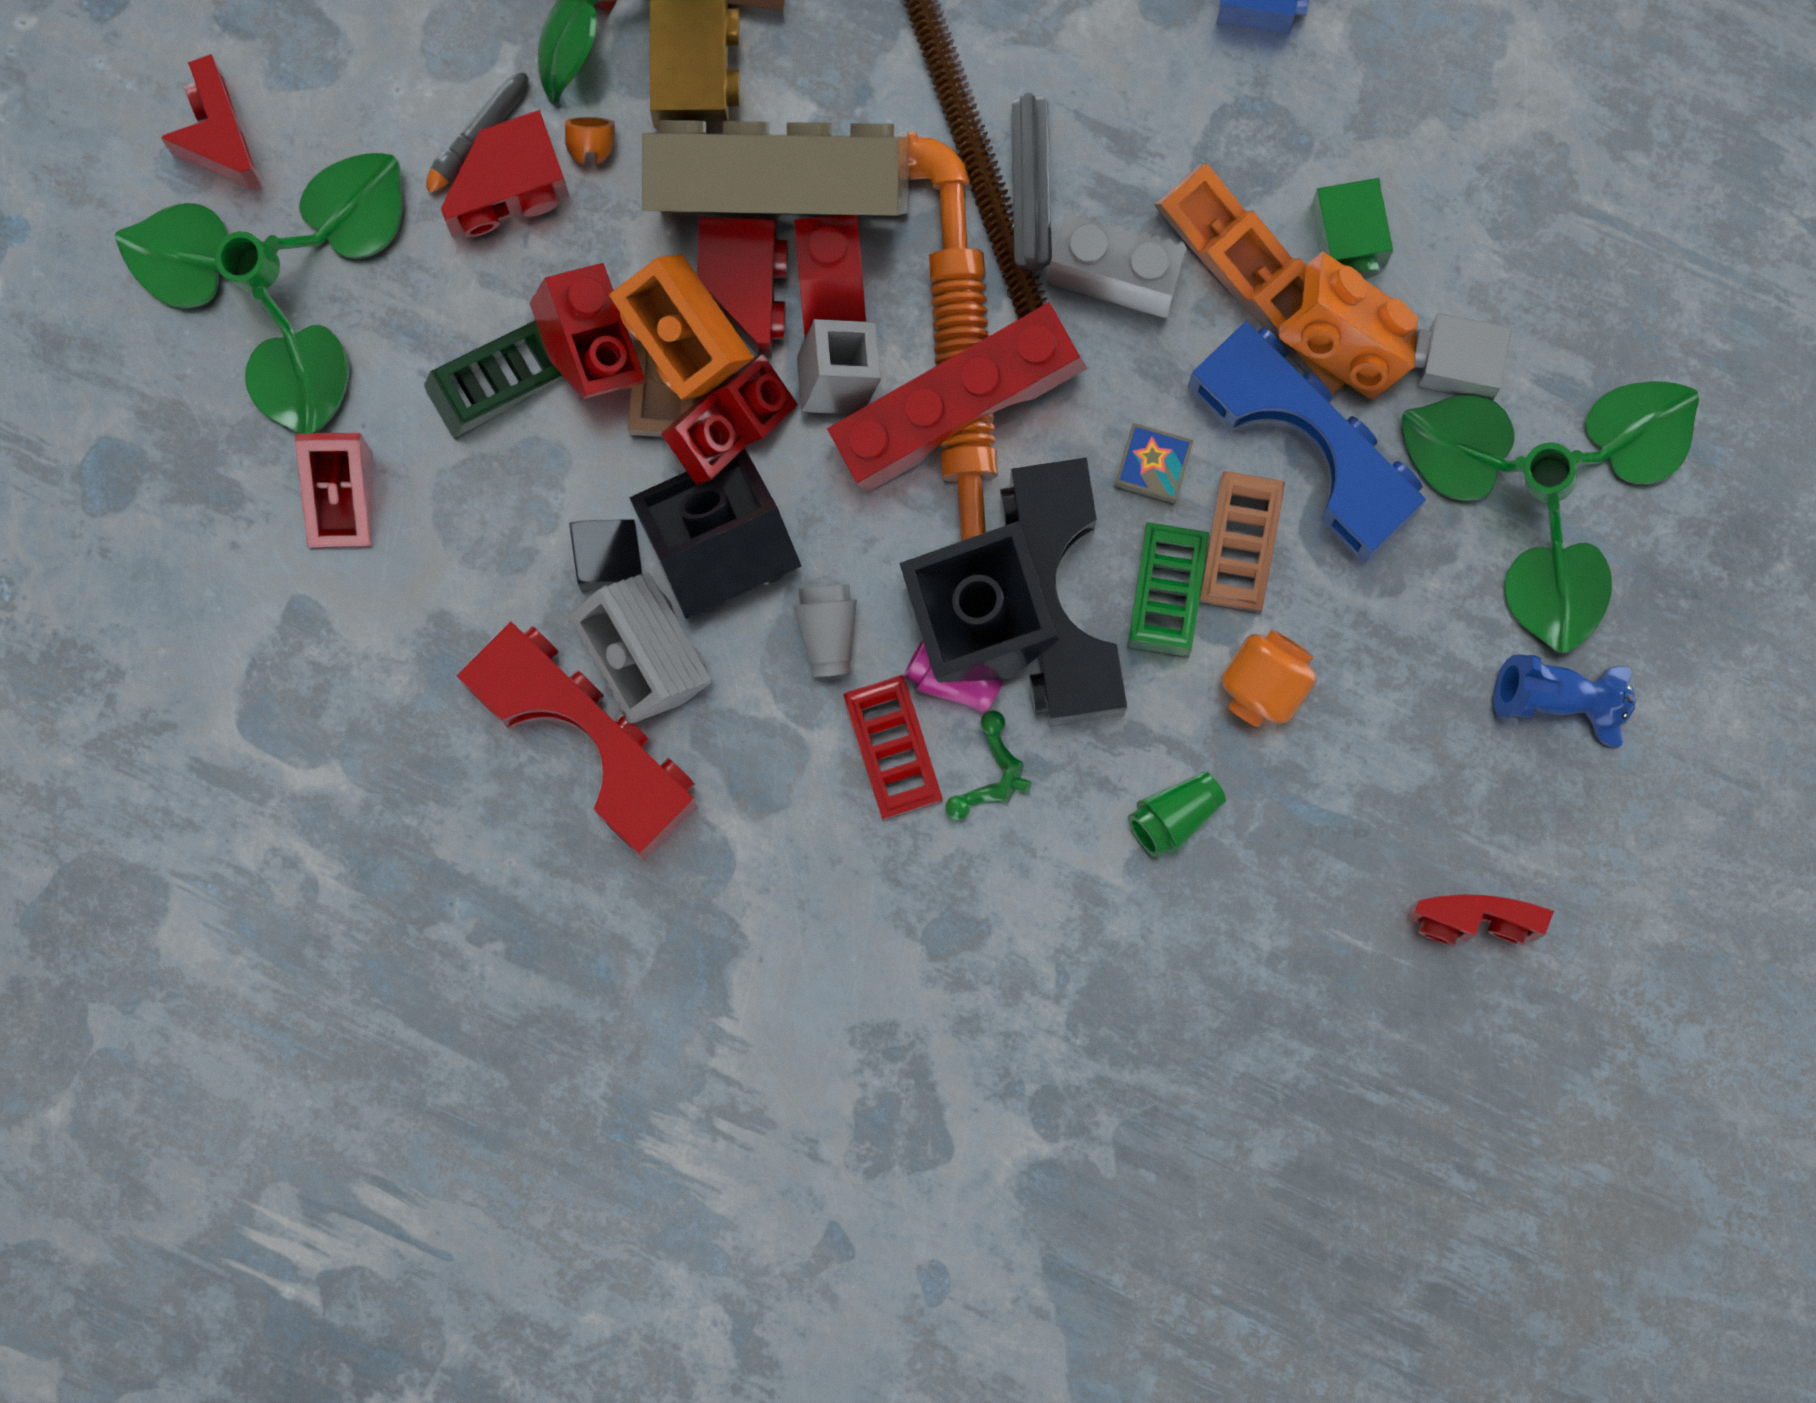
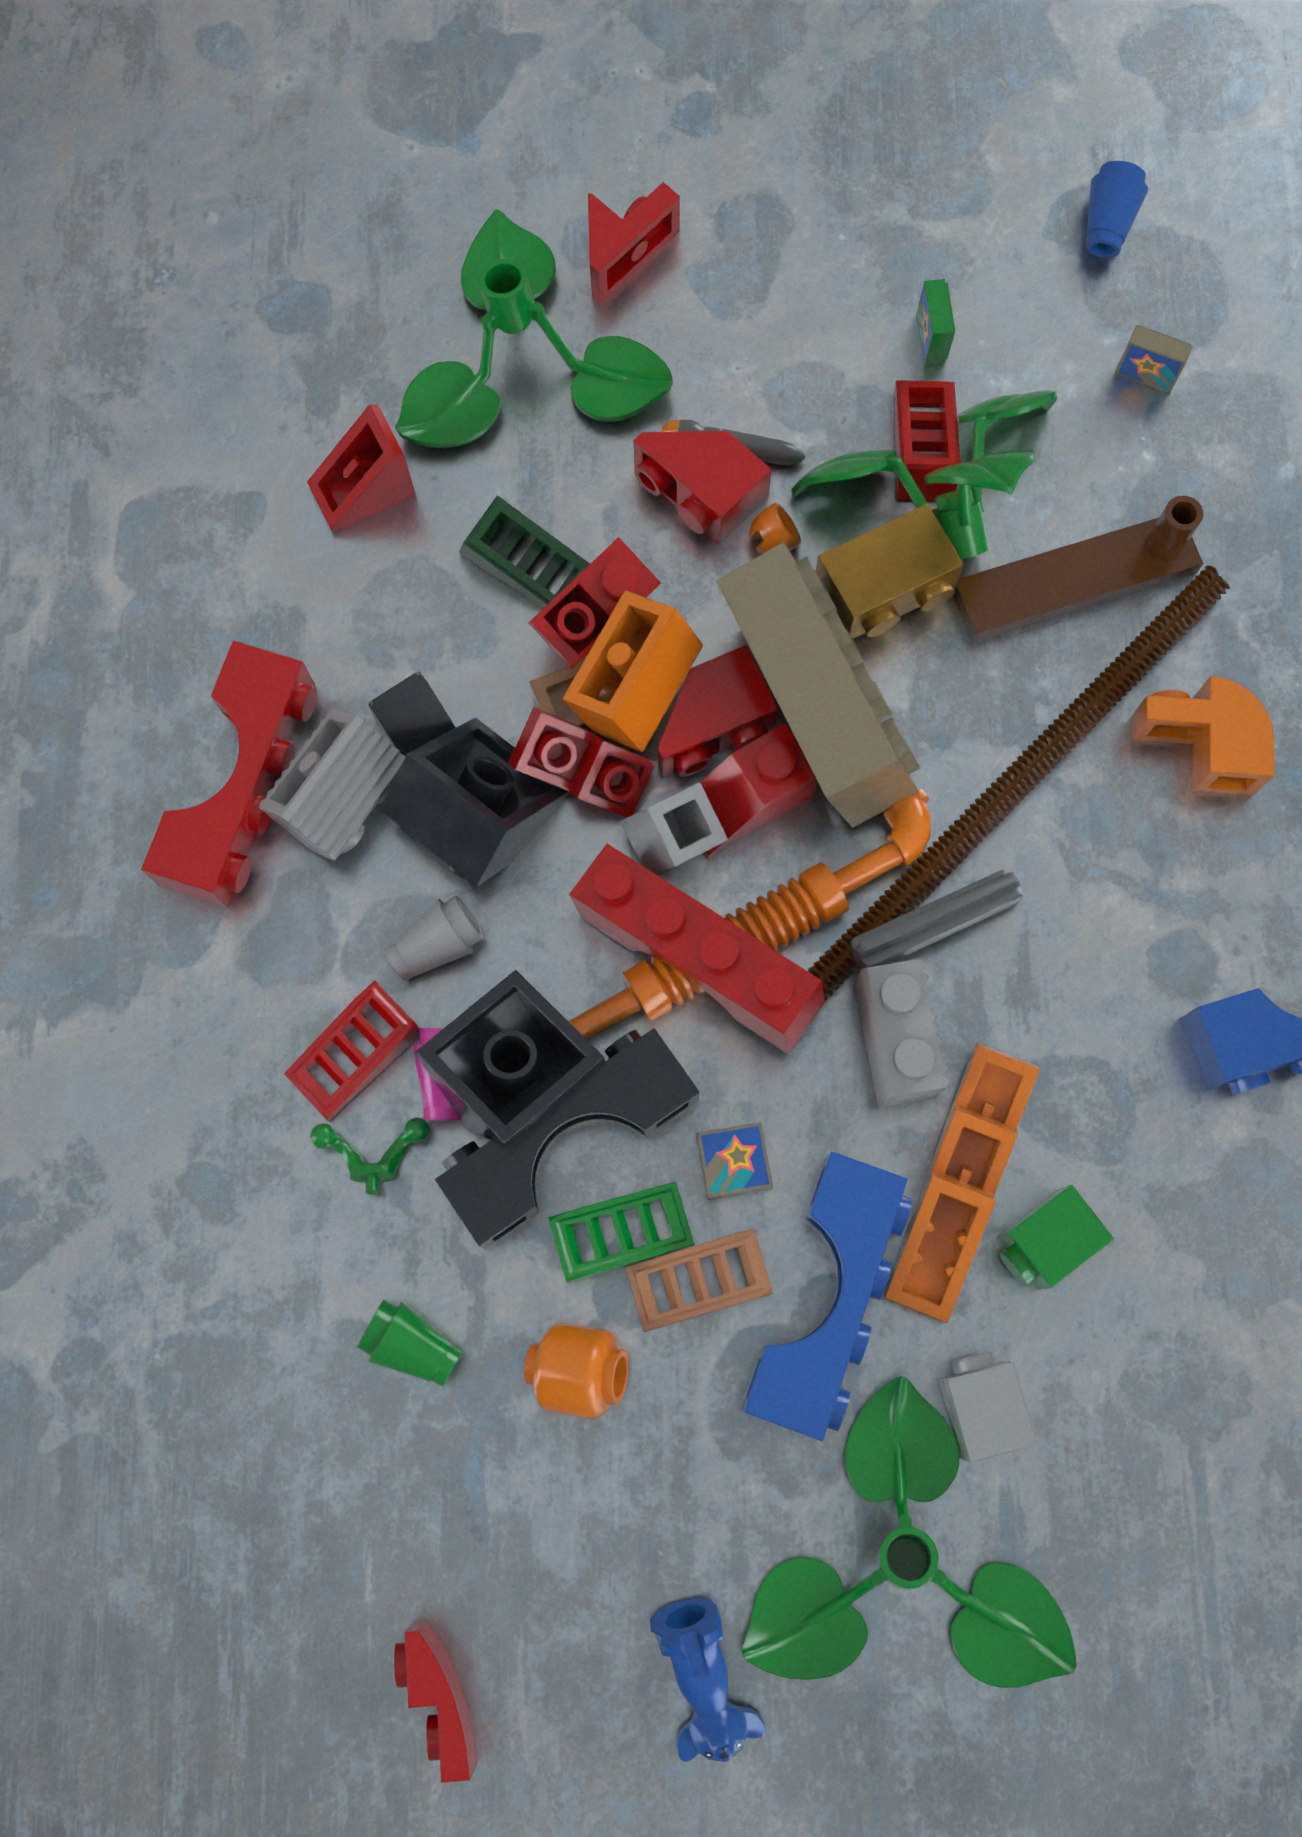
camera: 65 degrees right, 5 degrees down
(1352, 328) = (955, 1285): orange bracket -> none

